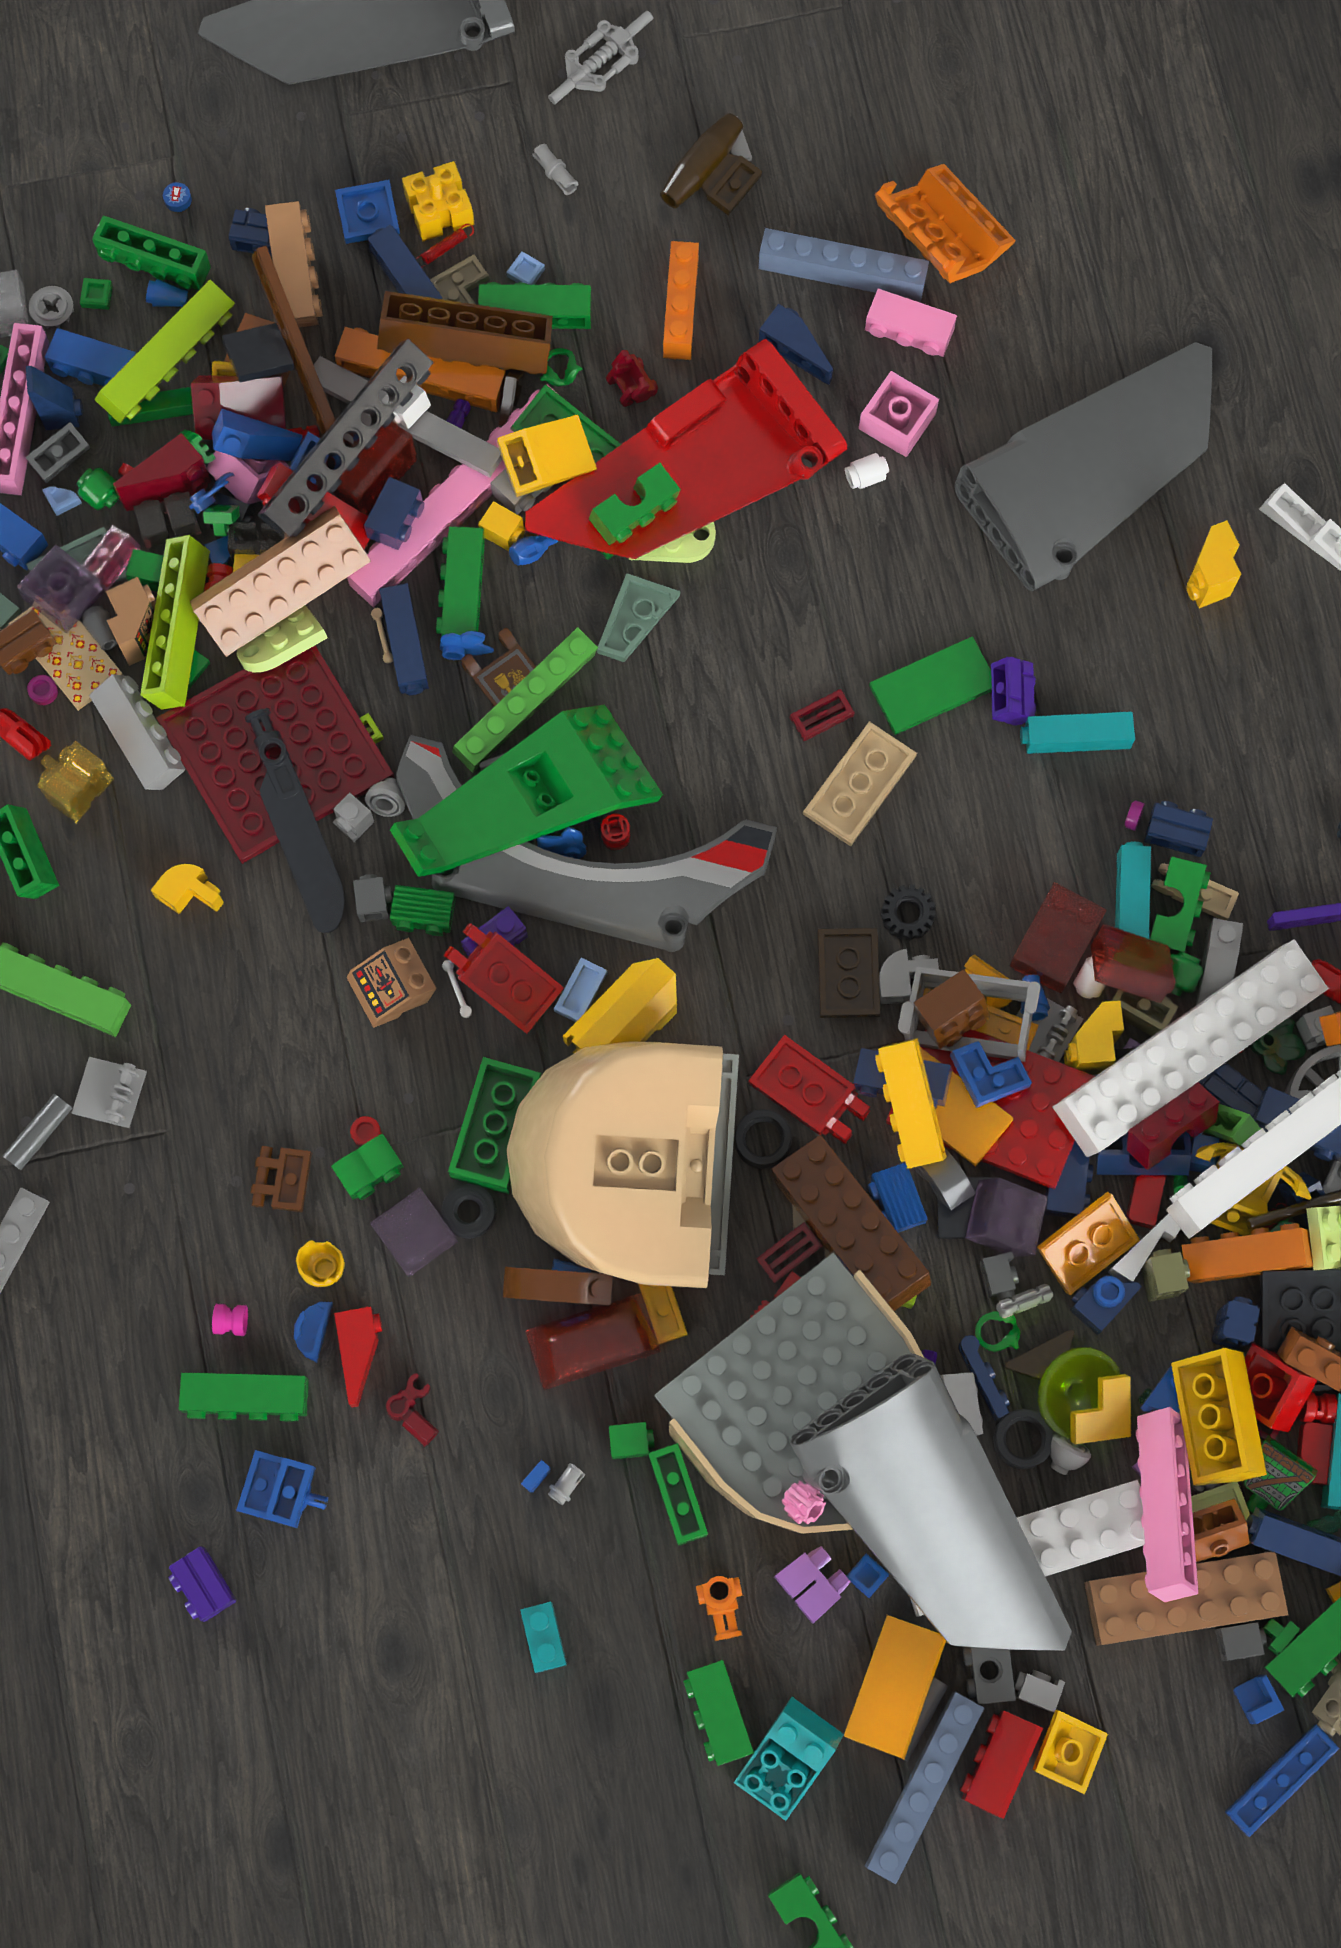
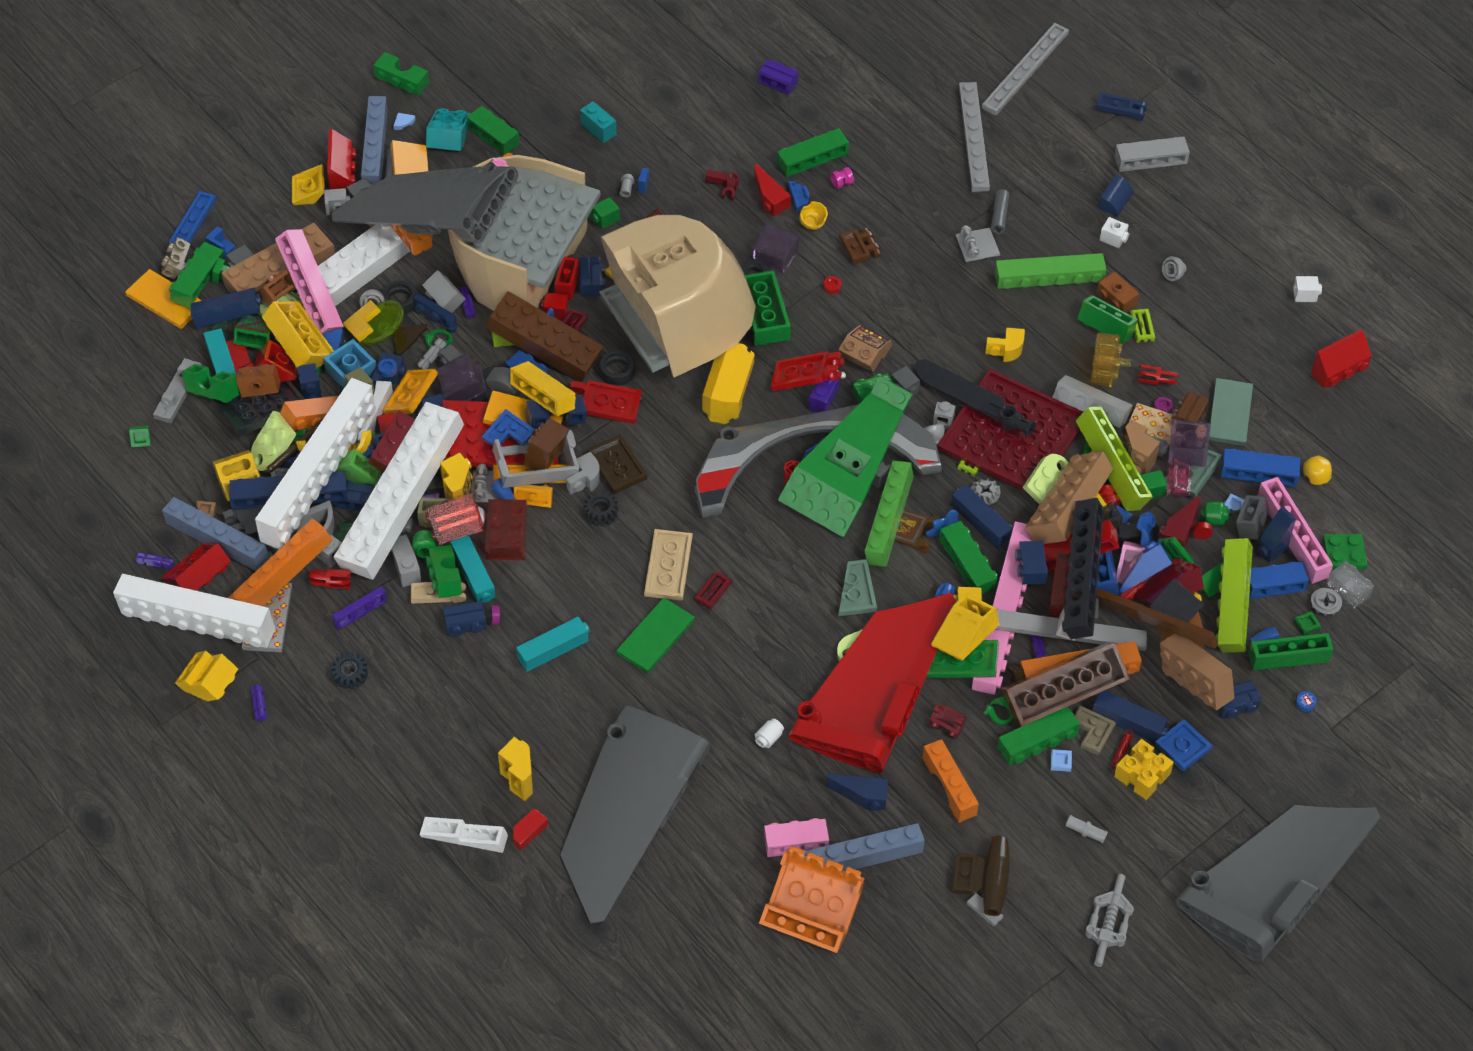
camera: 150 degrees right, 20 degrees down
(221, 517) = (1129, 515): green tile -> none
(278, 1489) = (767, 124): blue plate -> none
(365, 691) = (994, 490): none -> light grey gear
(368, 1167) = (819, 266): green brick -> none
(580, 990) = (761, 395): light blue tile -> none
(617, 520) = (898, 619): green arch -> none
(717, 1321) = (591, 276): none -> dark blue brick
(852, 1820) = (403, 120): none -> light blue tile
(898, 414) = (769, 771): bright pink brick -> none
(1012, 690) = (605, 645): dark purple brick -> none
(1158, 1333) = (347, 359): none -> dark azure brick
(1231, 497) = (529, 828): none -> red piece

